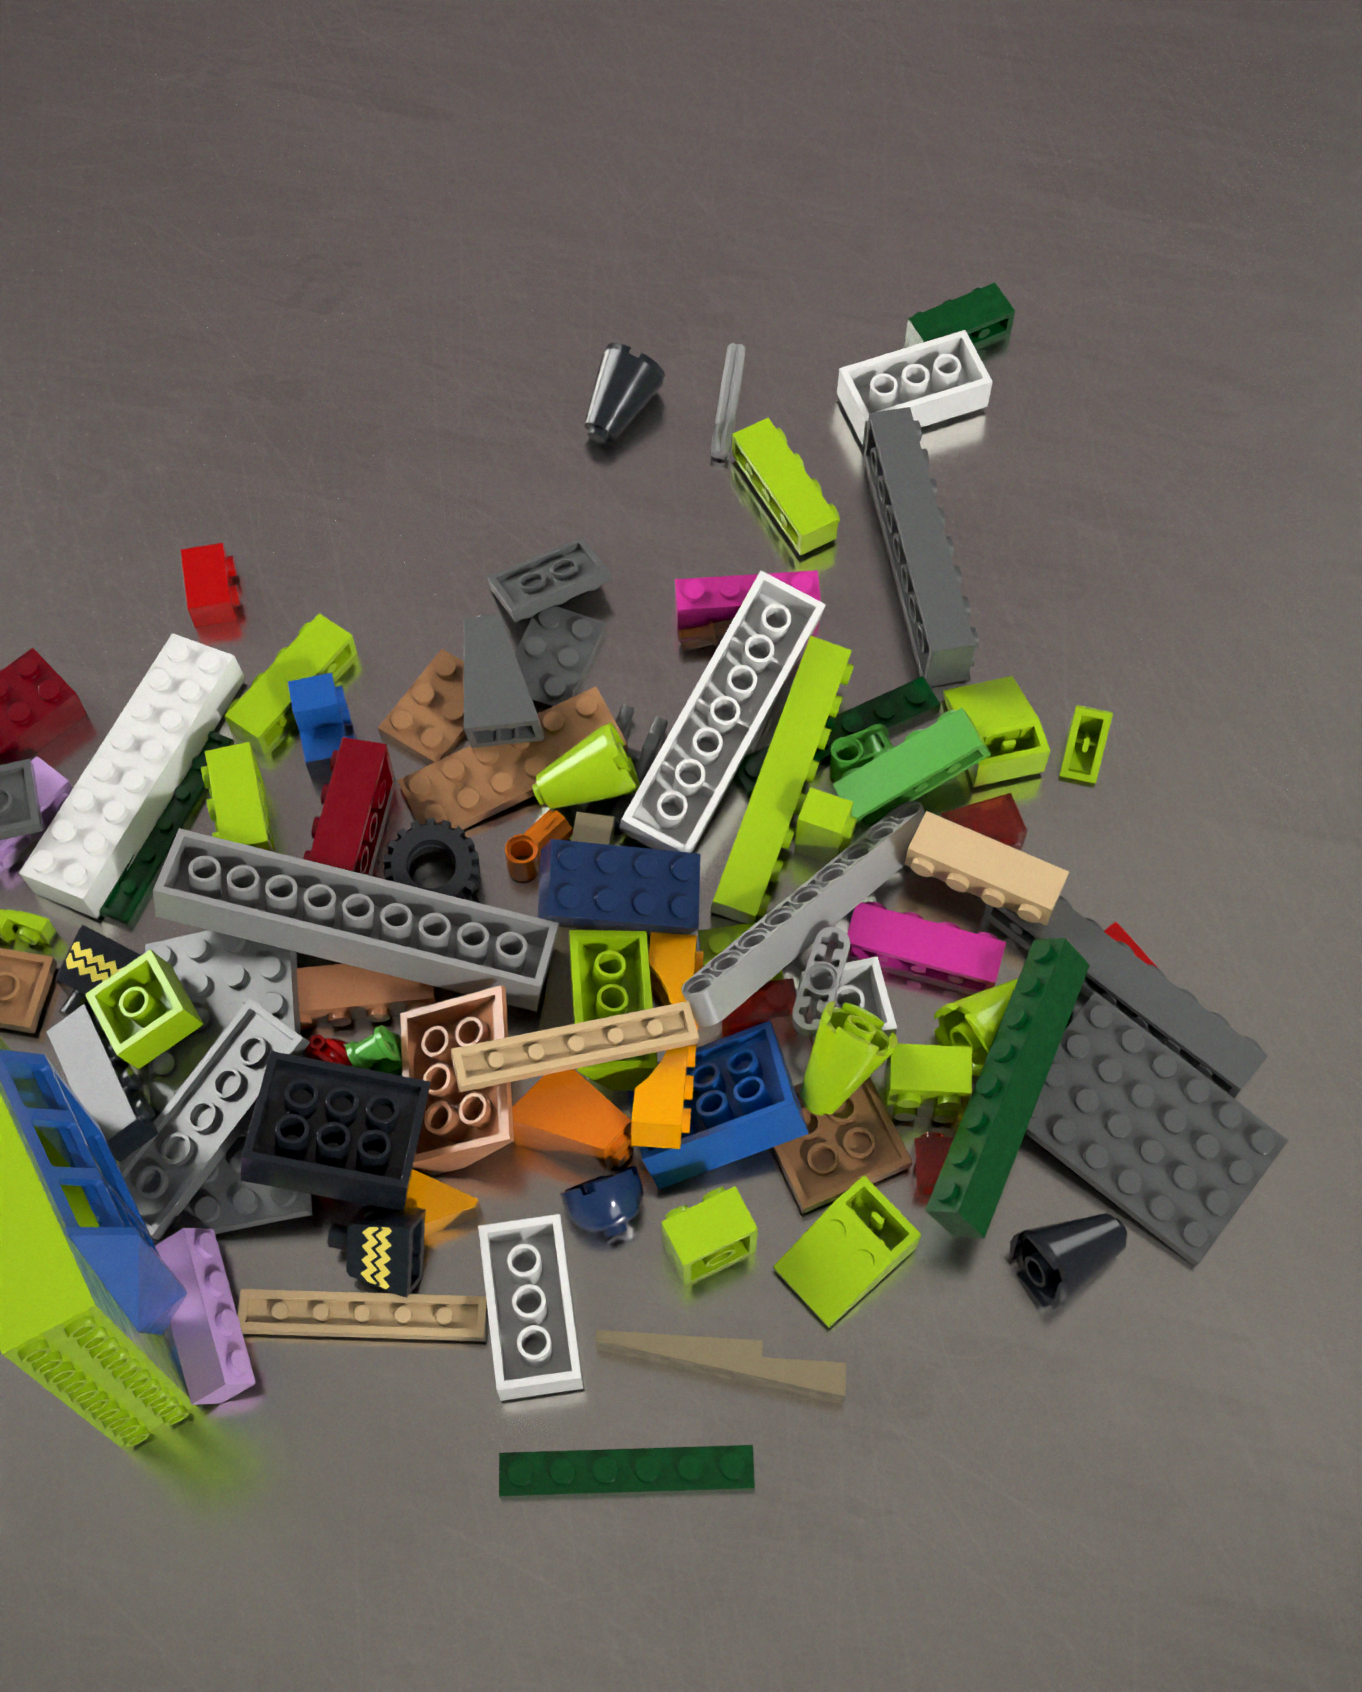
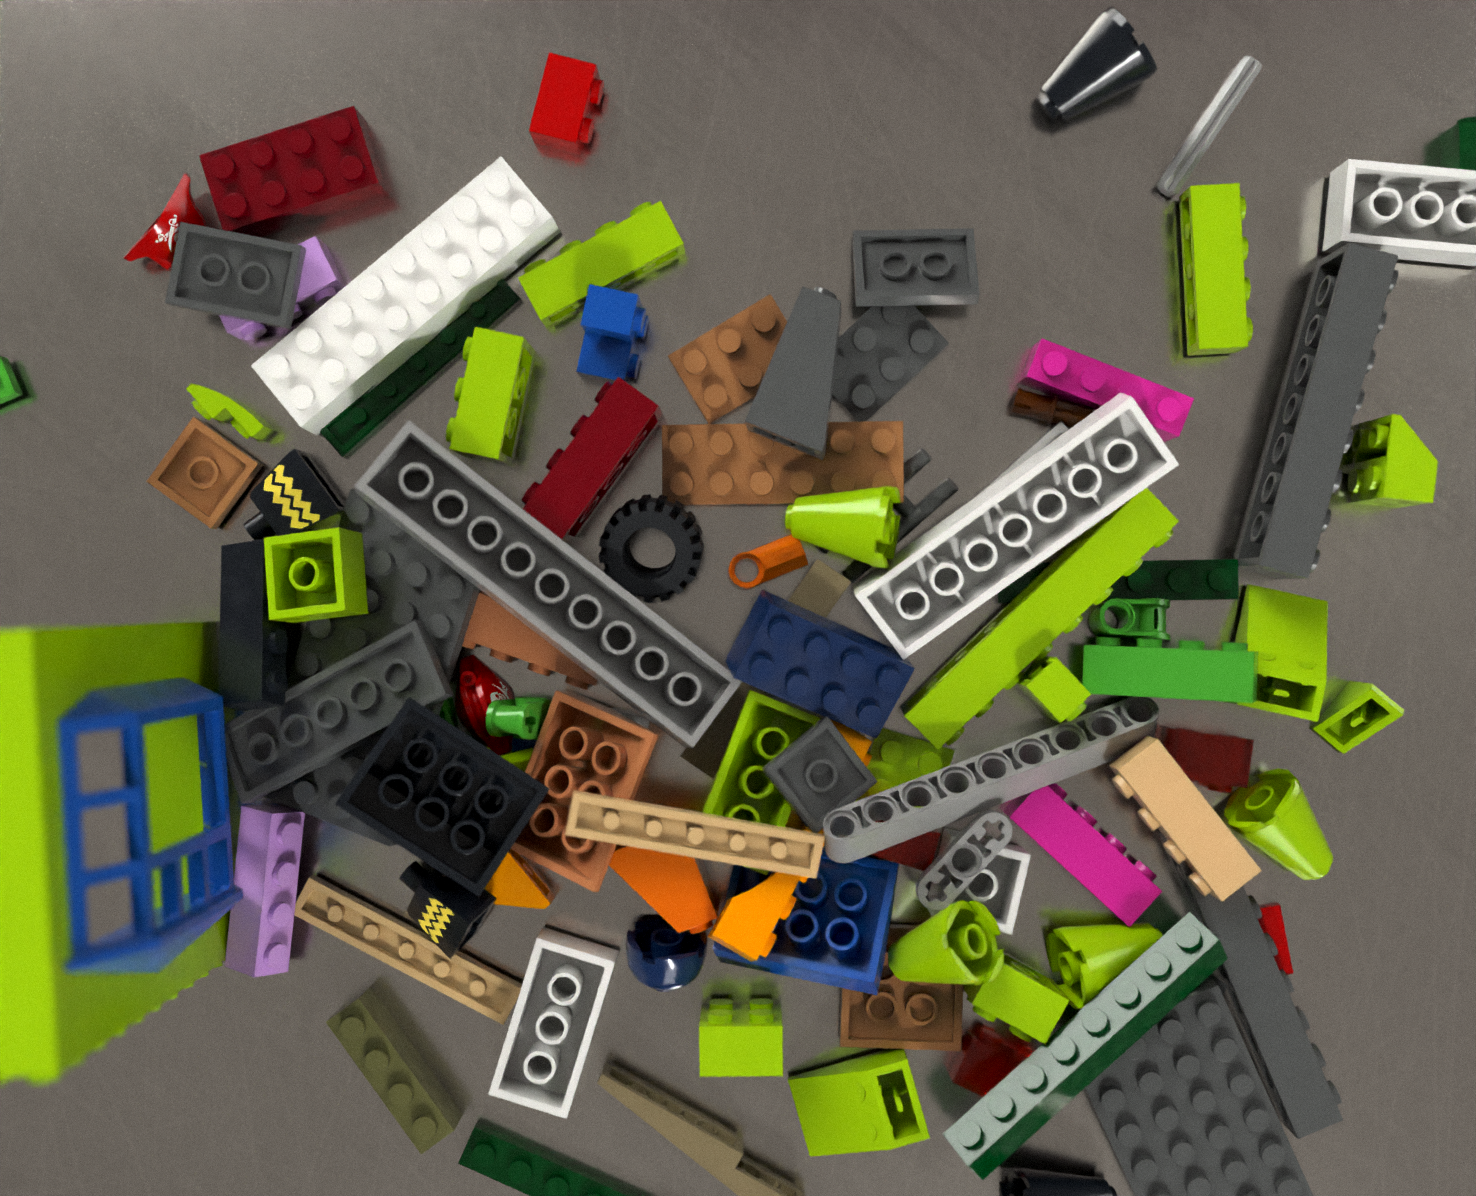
camera: 25 degrees right, 25 degrees up
(398, 1428) = (395, 1070): none -> olive brick
(659, 964) = (819, 774): none -> dark grey plate
(998, 554) = (1391, 465): none -> lime slope
(1080, 848) = (1281, 823): none -> lime cone

